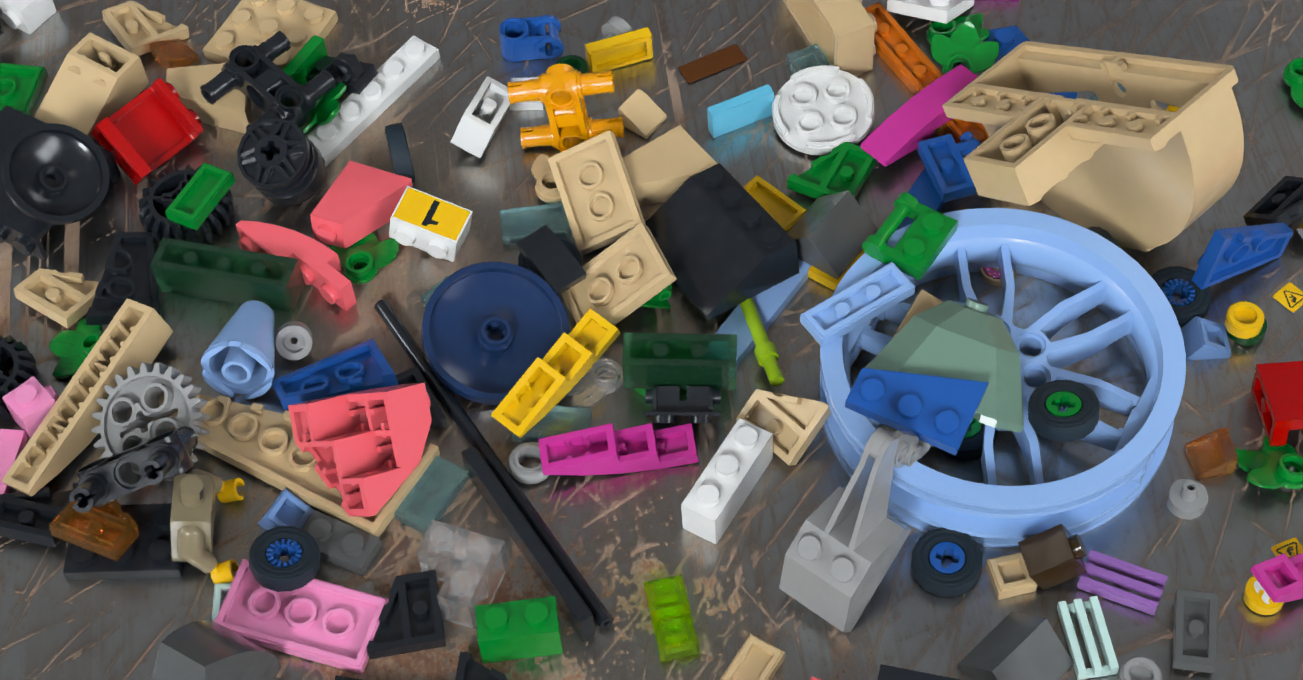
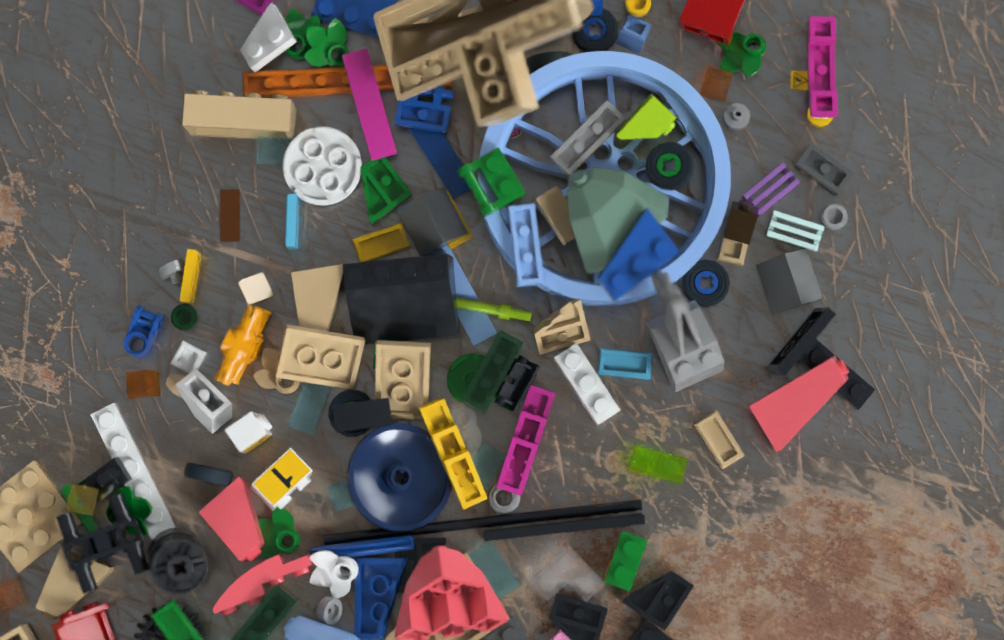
camera: 65 degrees left, 30 degrees up
(309, 53) = (82, 500): none -> clear yellow tile
(344, 326) = (330, 573): none -> white plate
(388, 338) = (369, 547): none -> blue axle
(469, 165) = (249, 431): none -> white brick
(474, 68) = (143, 384): none -> clear orange slope
(778, 515) = (625, 363): none -> medium azure tile
(1038, 310) = (587, 138): none -> light grey plate
(1102, 355) = (647, 121): none -> lime slope

